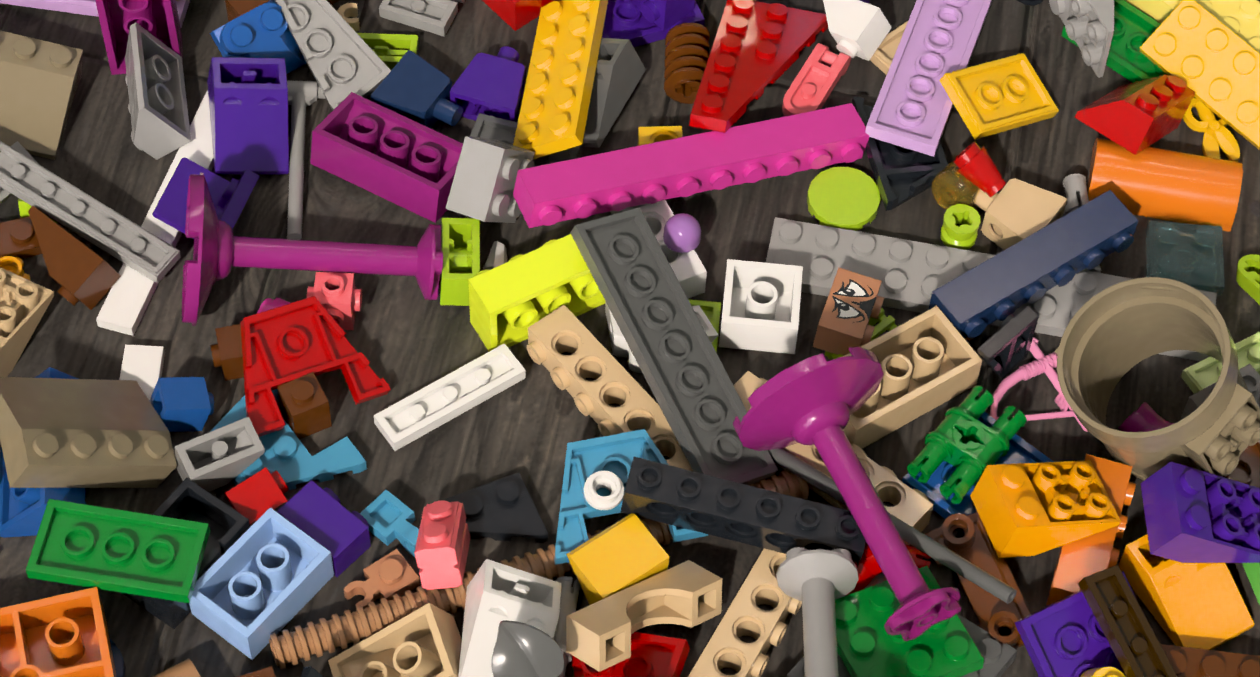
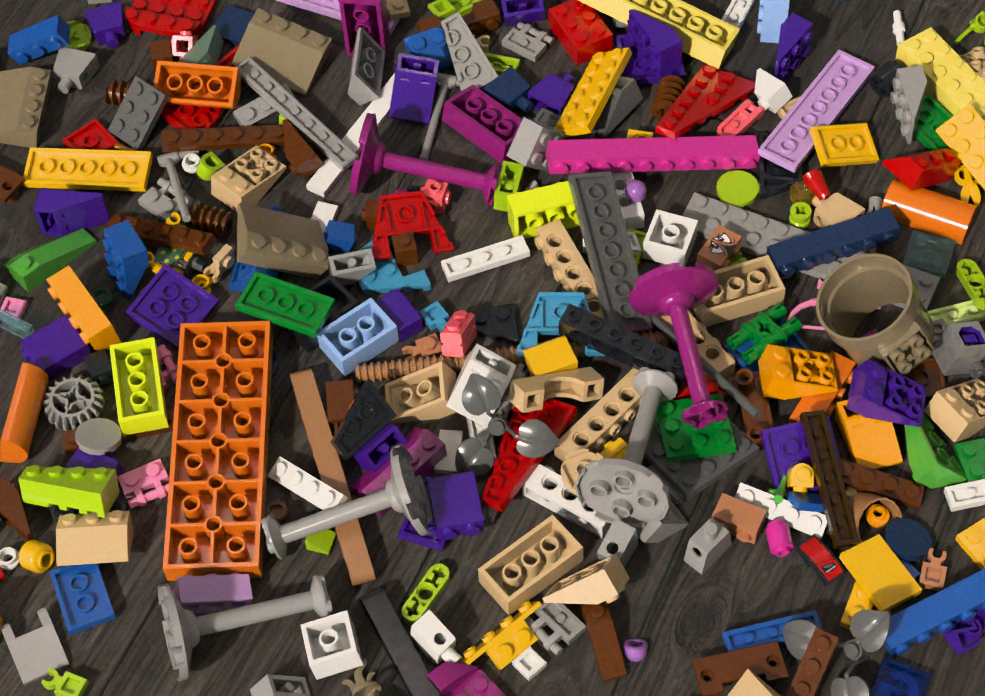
camera: 20 degrees right, 0 degrees up
(227, 196) = (387, 129): dark purple bracket -> none
(258, 494) = (367, 289): red brick -> none
(607, 480) = (547, 315): white plate -> none
(1011, 342) = (805, 283): black wing -> none

